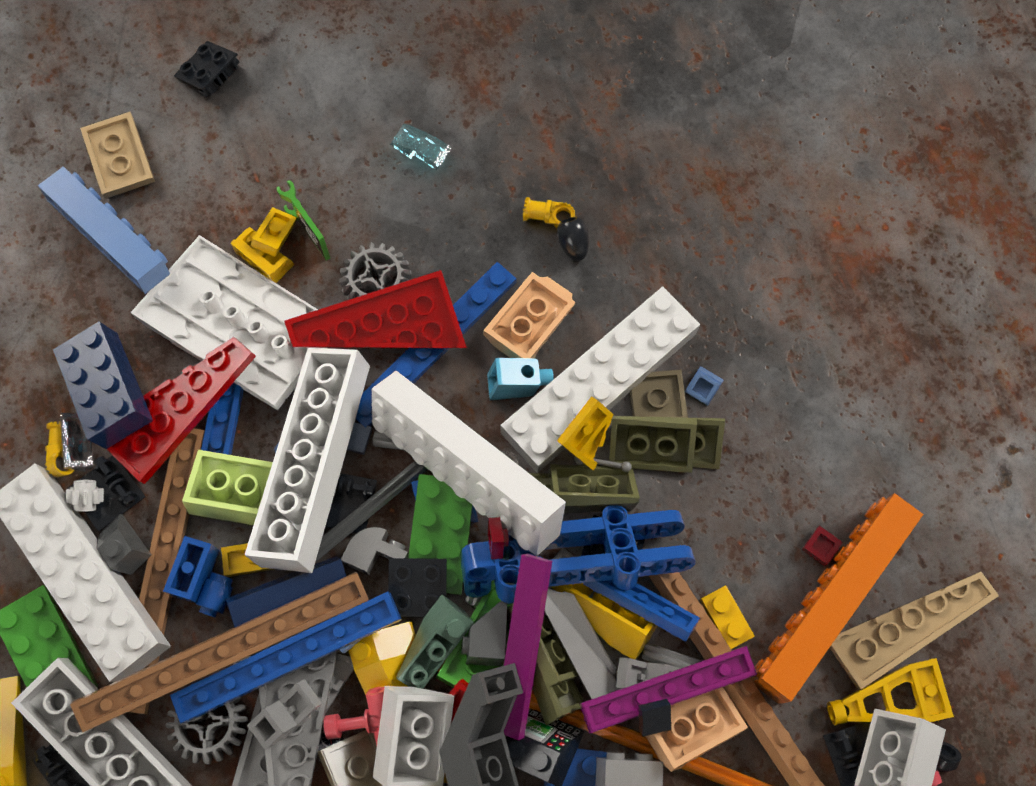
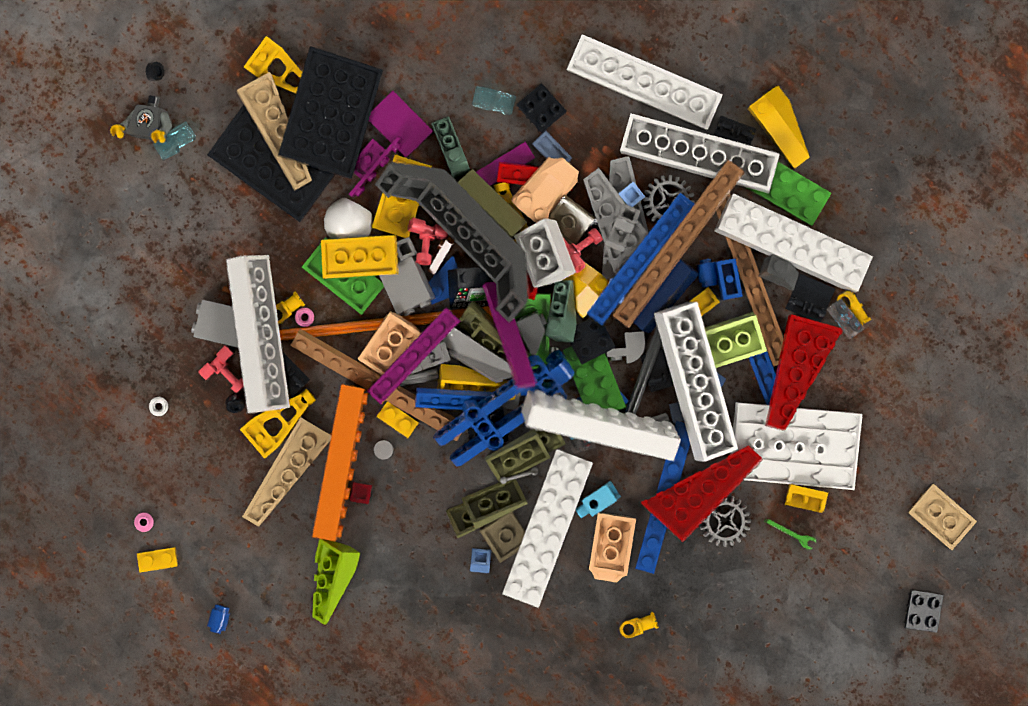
camera: 155 degrees right, 15 degrees up
(84, 495) = (818, 289): white gear -> none
(102, 385) = (849, 359): brick -> none
(105, 230) = (914, 459): medium blue brick -> none
(249, 757) = (631, 195): none -> light blue plate
(273, 232) = (806, 516): yellow plate -> none
(418, 143) = (747, 628): clear light blue slope -> none
(497, 537) = (556, 388): dark red plate -> none
(574, 238) = (612, 615): black animal -> none
(587, 432) = (537, 484): yellow wing -> none
(654, 717) = (414, 335): black tile -> none
(764, 587) = (383, 450): none -> light grey tile
(907, 457) = (334, 571): none -> lime wedge

